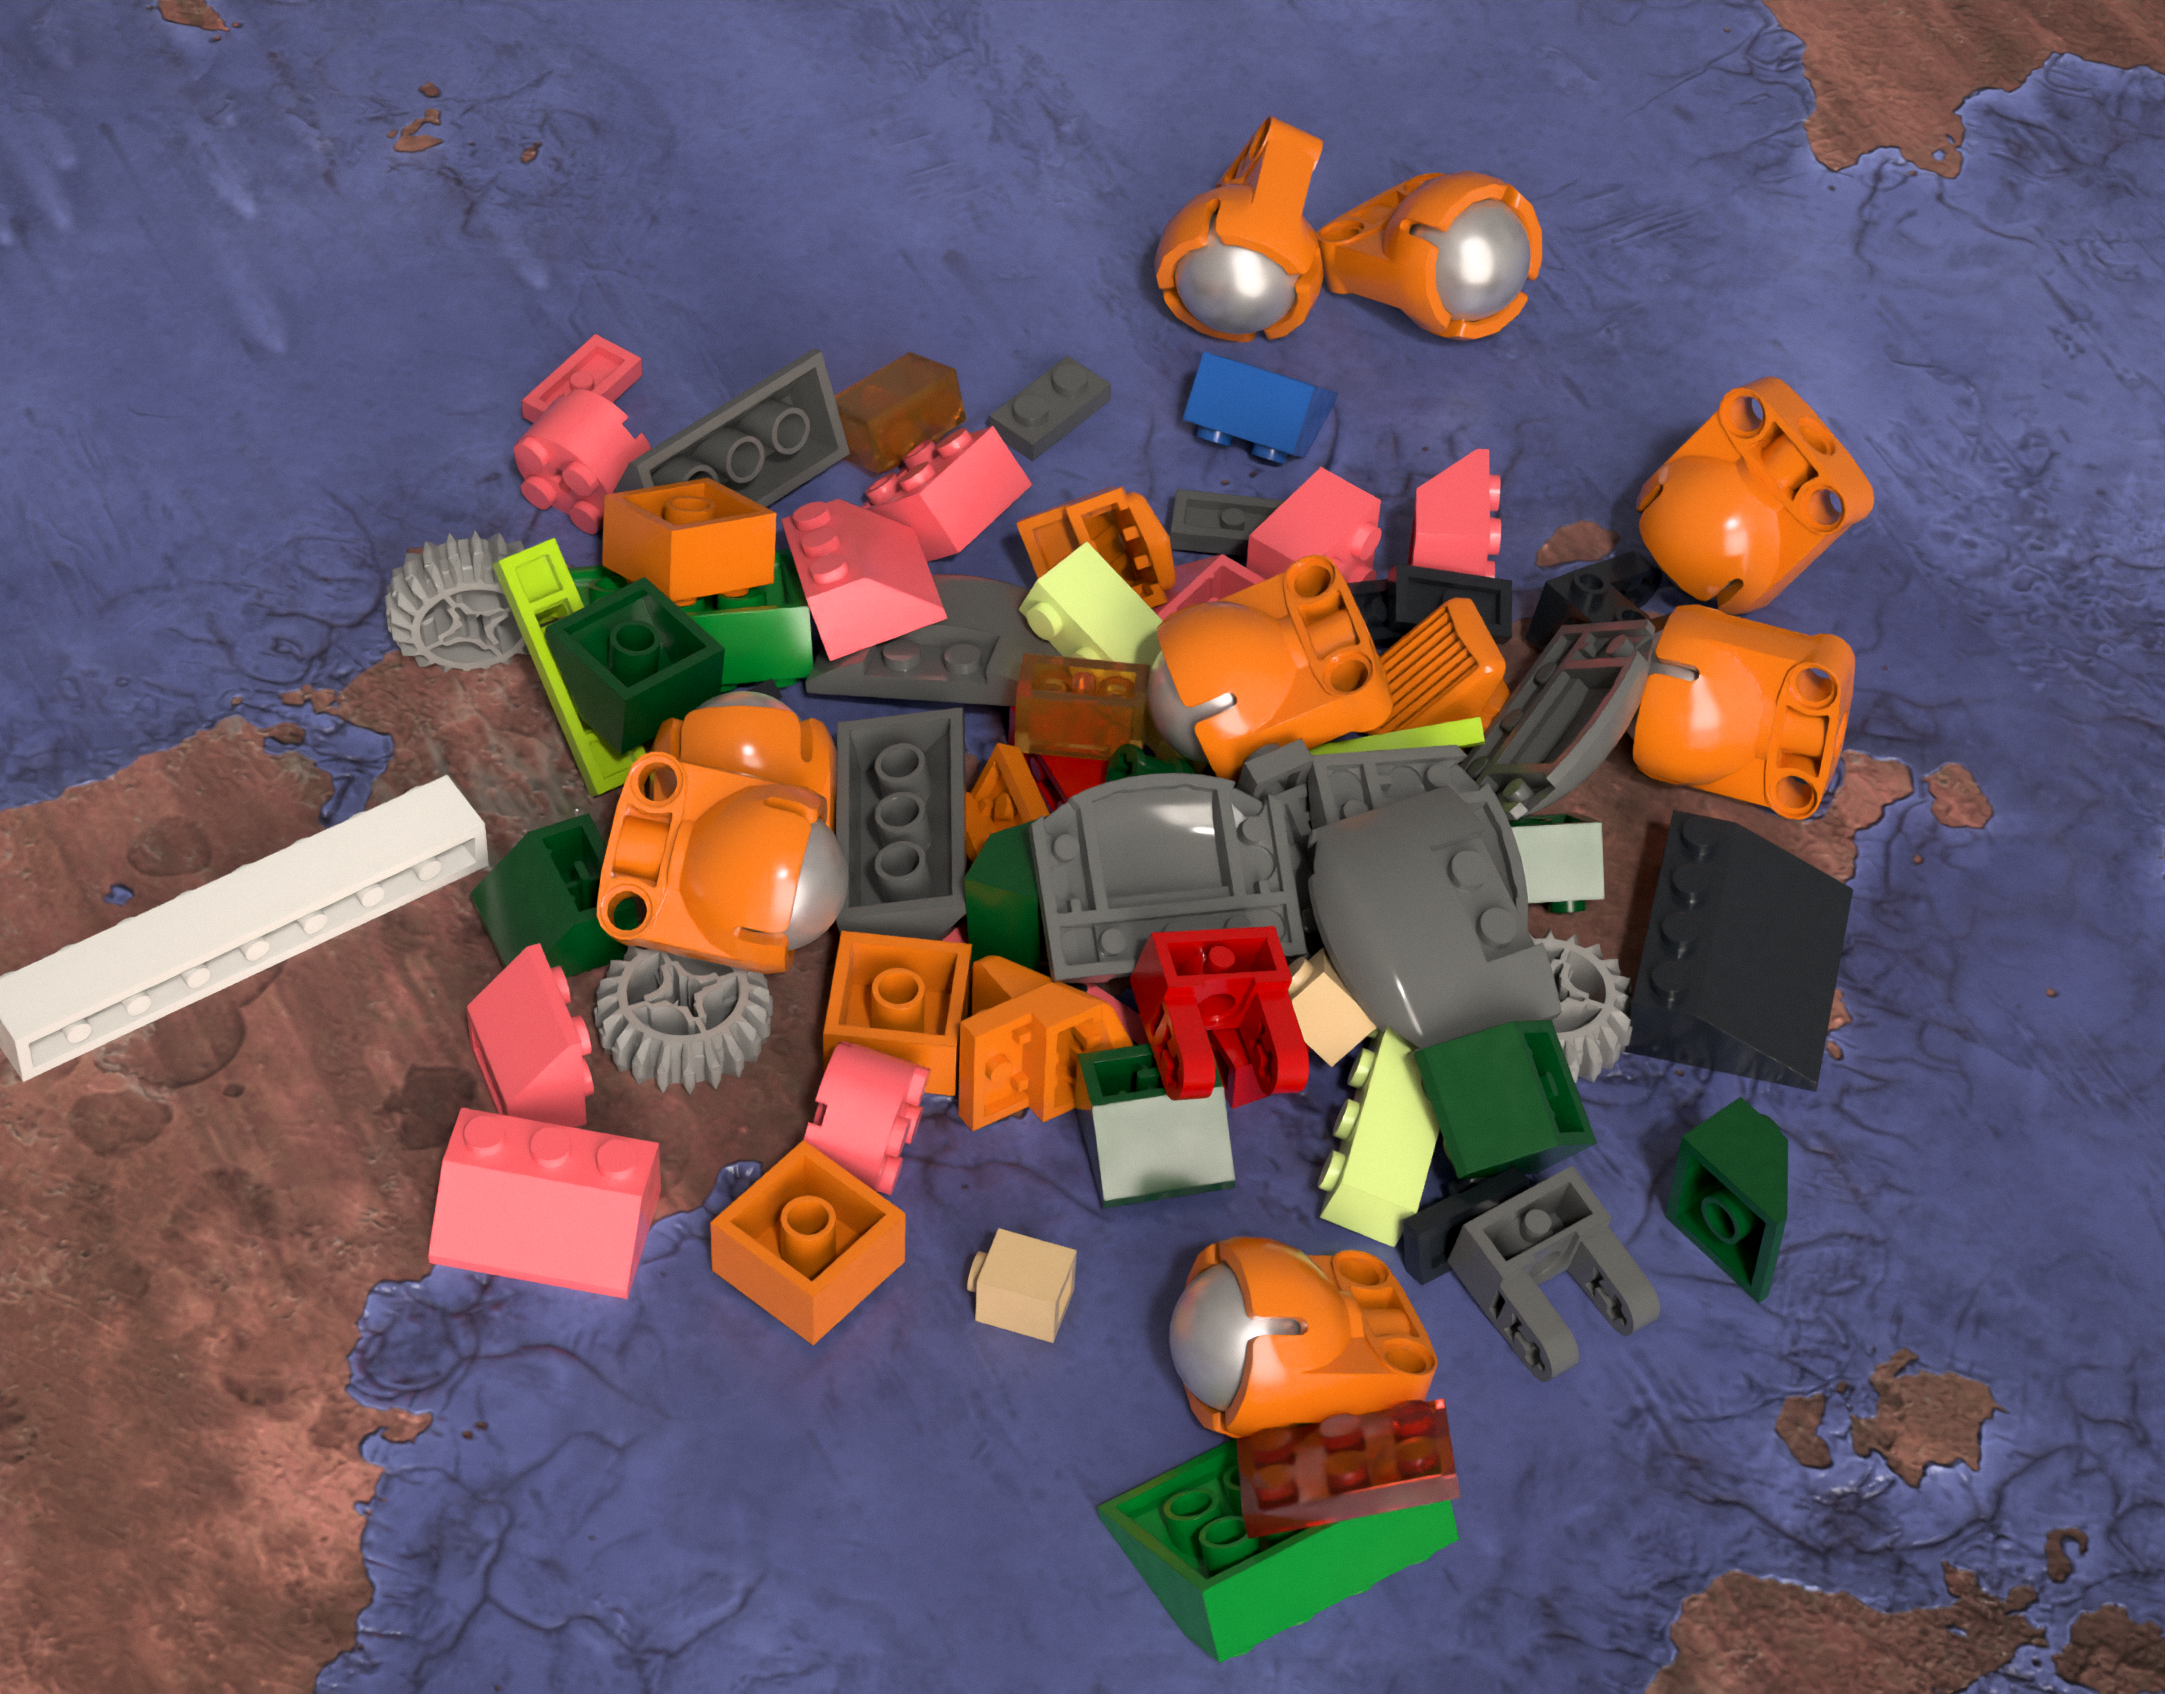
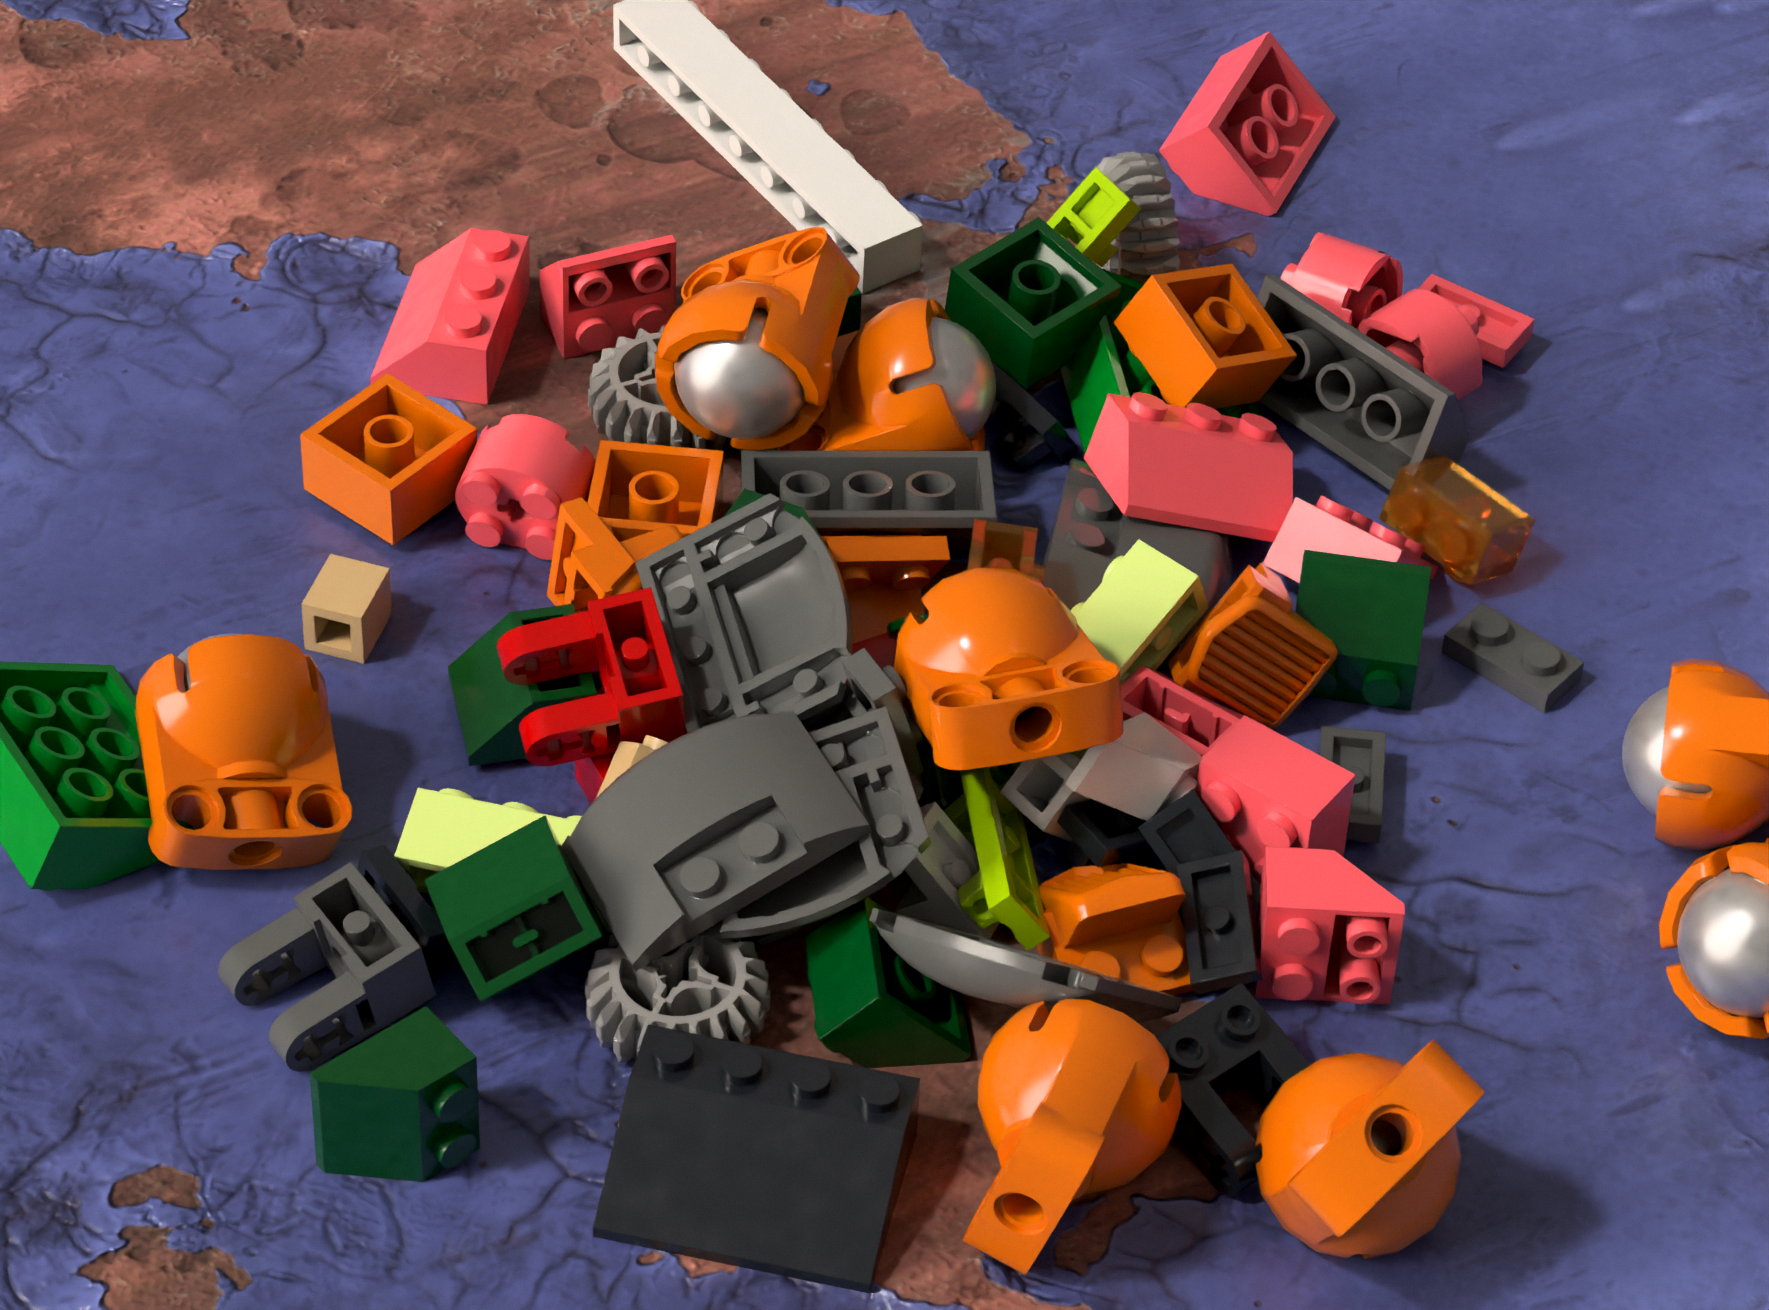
camera: 90 degrees right, 5 degrees down
(263, 526) = (1249, 129): none -> coral slope
(669, 391) = (1431, 337): none -> coral brick
(1064, 461) = (1374, 619): none -> dark green slope
(1256, 406) = (1535, 805): blue slope -> none
(1347, 1467) = (76, 771): clear red plate -> none

